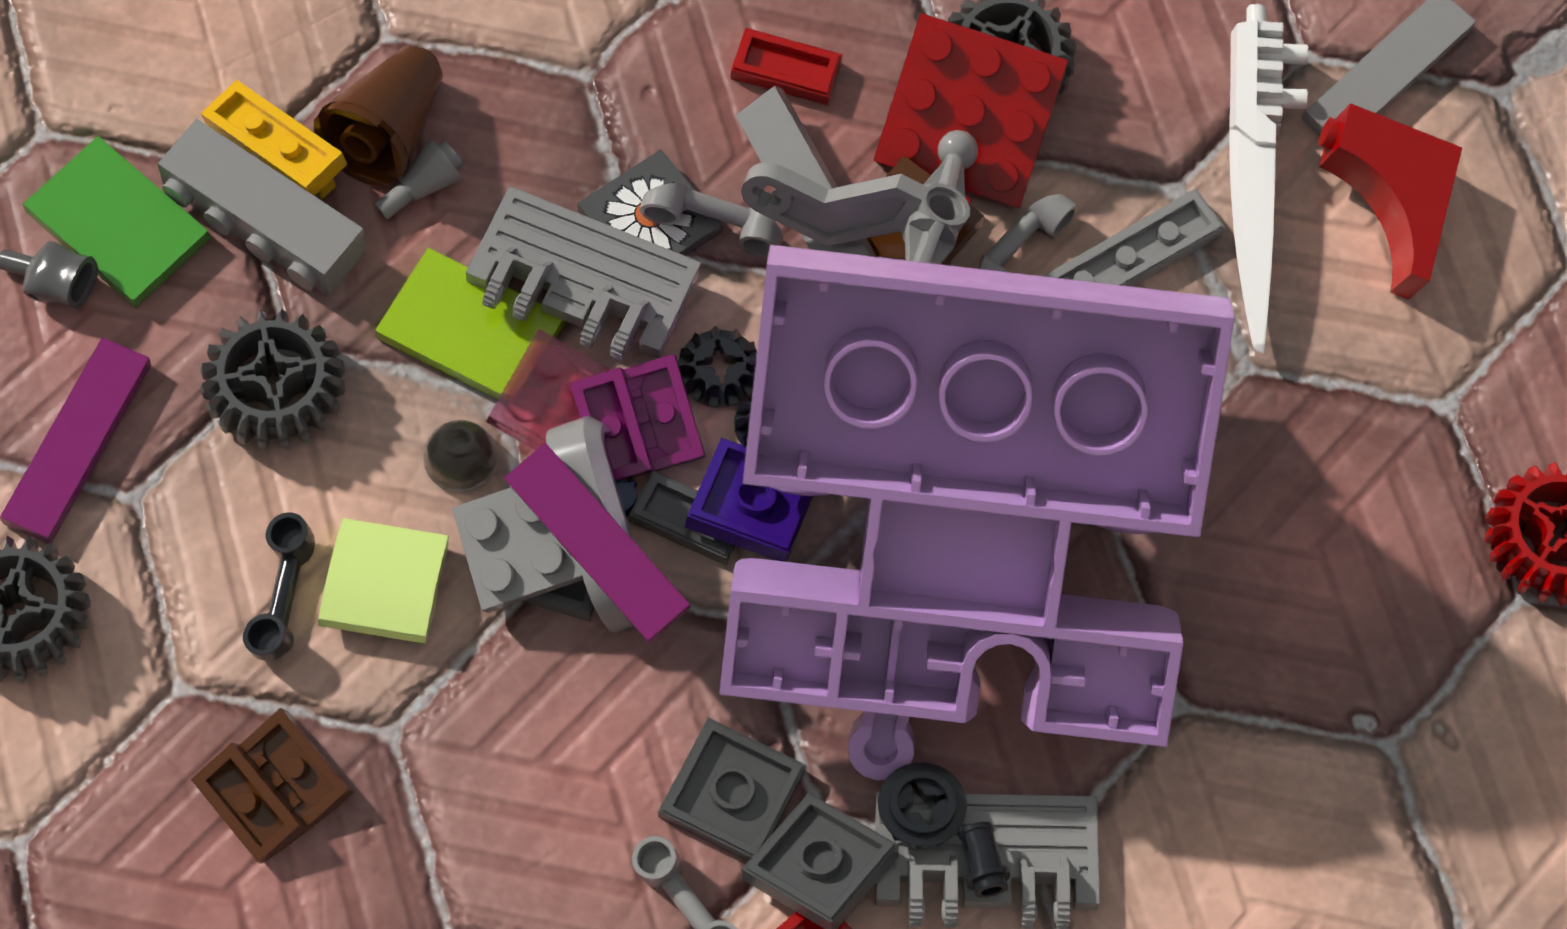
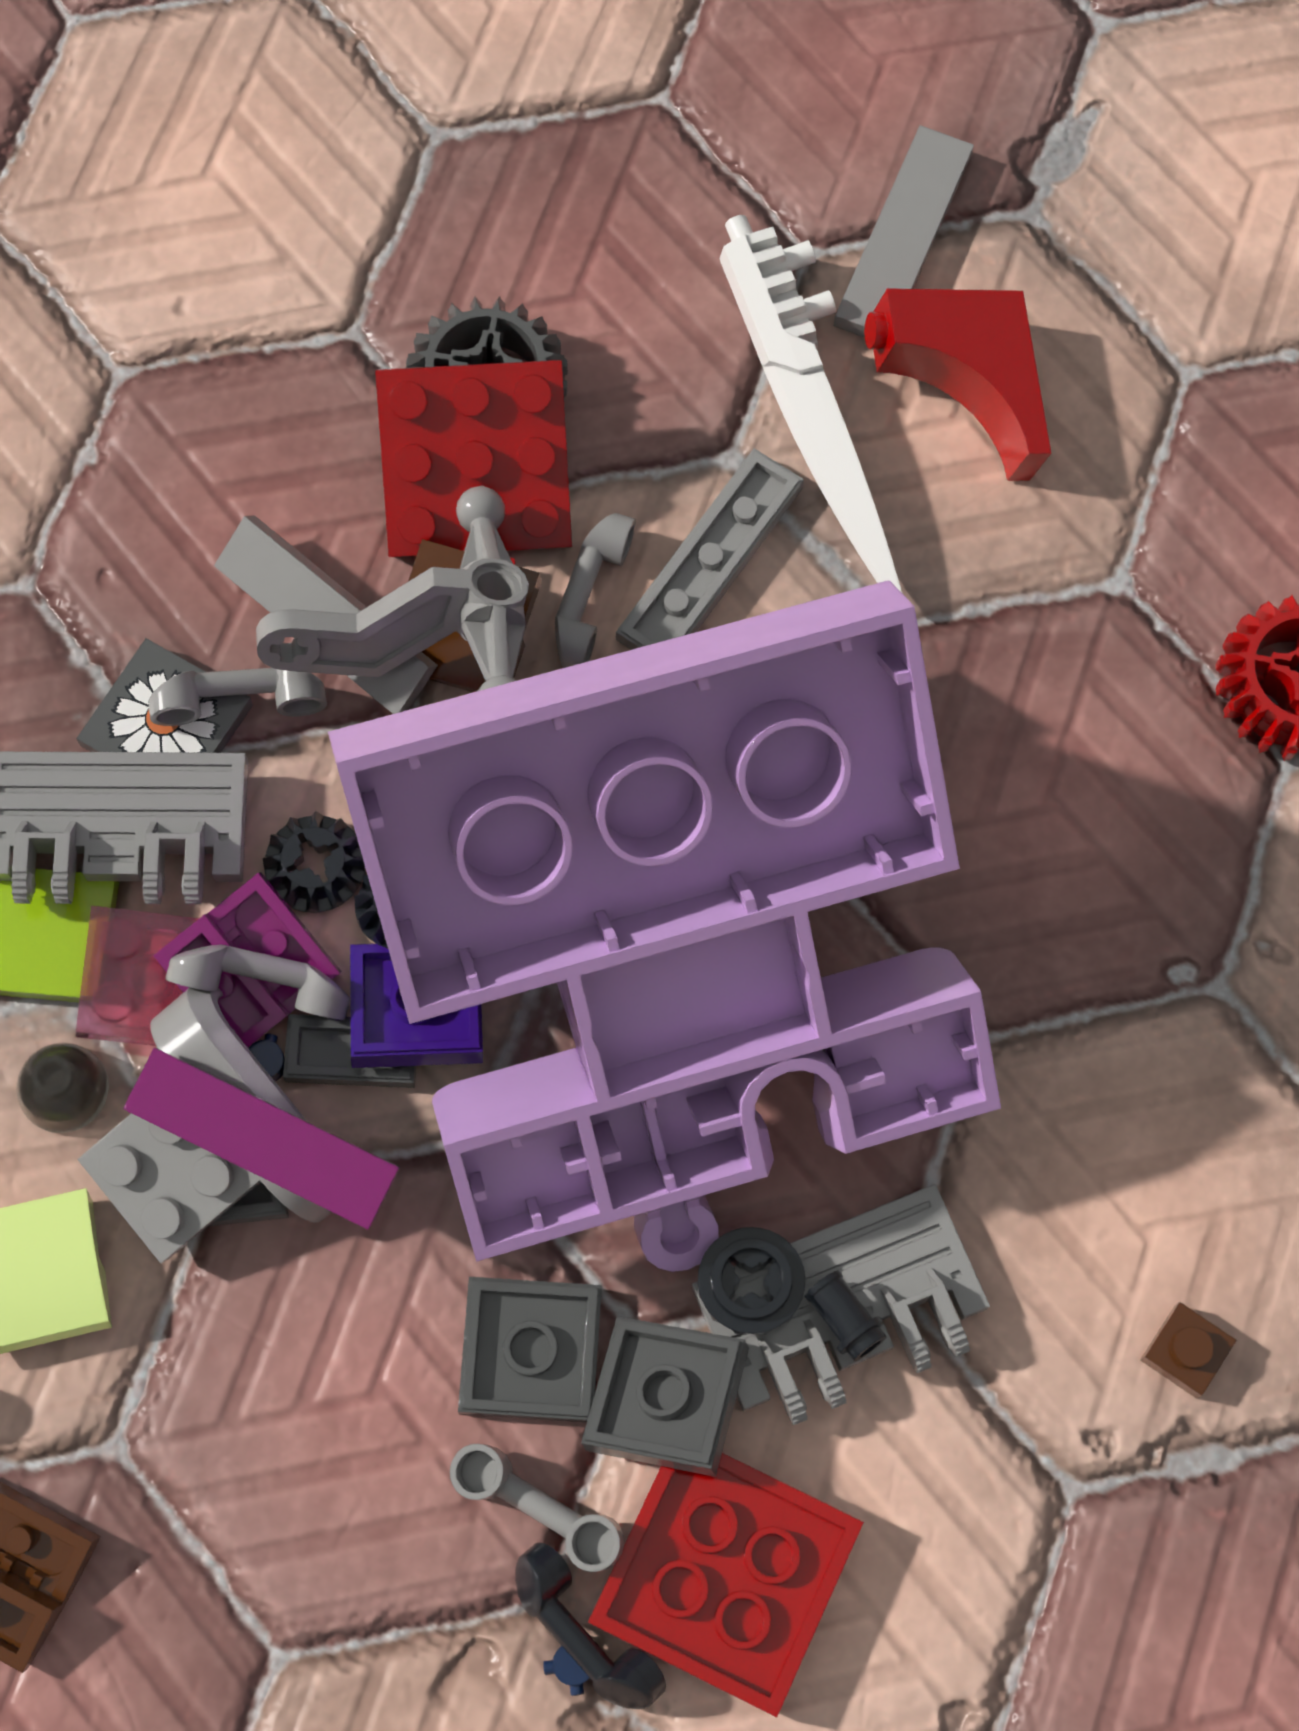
camera: 20 degrees left, 5 degrees up
(606, 403) = (203, 968): none -> light grey bar
(788, 64) = (247, 486): red tile -> none

